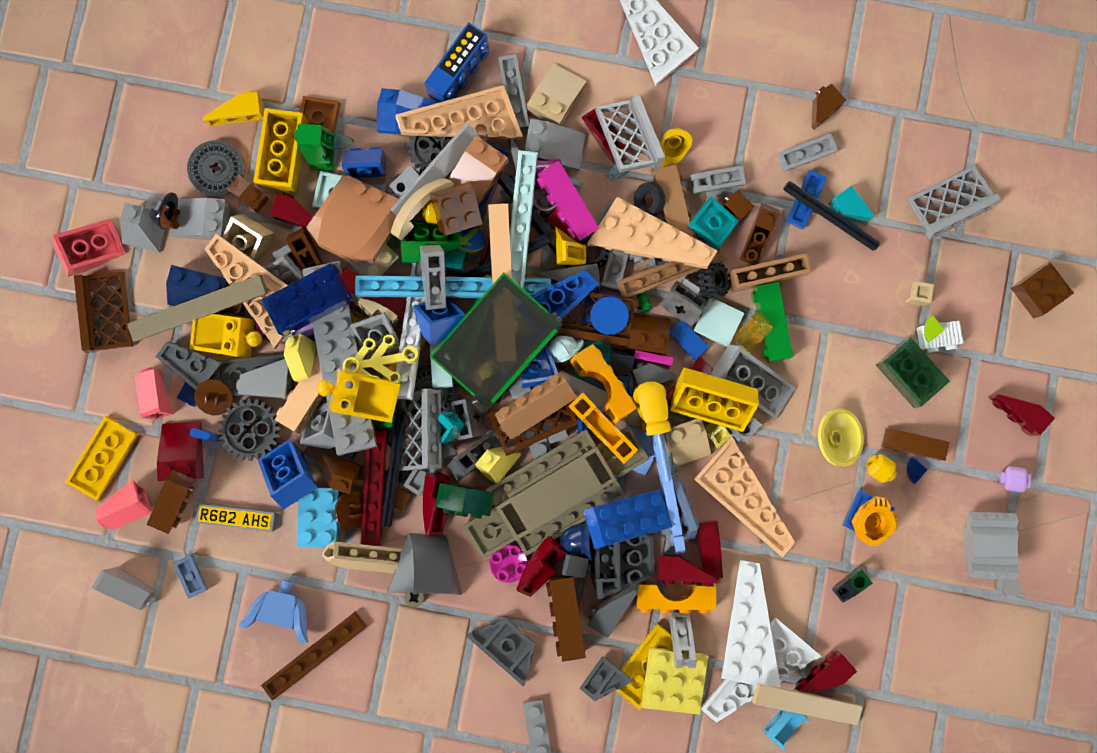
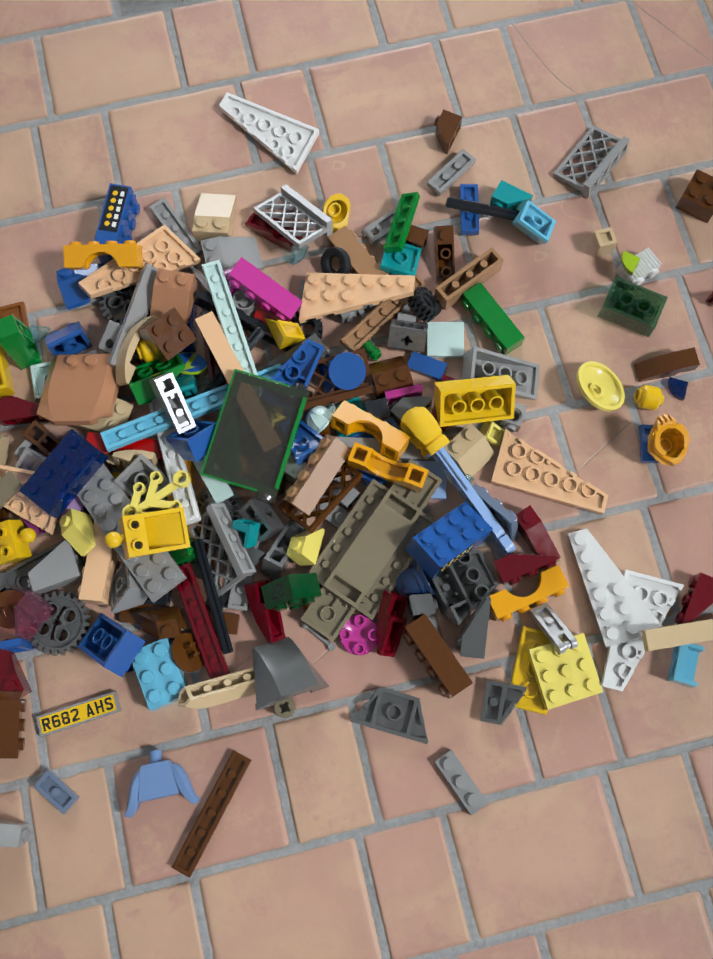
camera: 25 degrees left, 10 degrees down
(228, 413) = (30, 614): none -> clear pink slope
(451, 107) = (81, 256): none -> light orange arch
(479, 561) = (331, 646): none -> light grey hinge
(614, 269) = (333, 334): light grey plate -> none
(732, 187) = (401, 222): none -> green plate
(753, 332) = (479, 331): clear yellow slope -> none
(852, 585) = (677, 509): leg -> none
(862, 244) = (534, 223): none -> medium azure slope

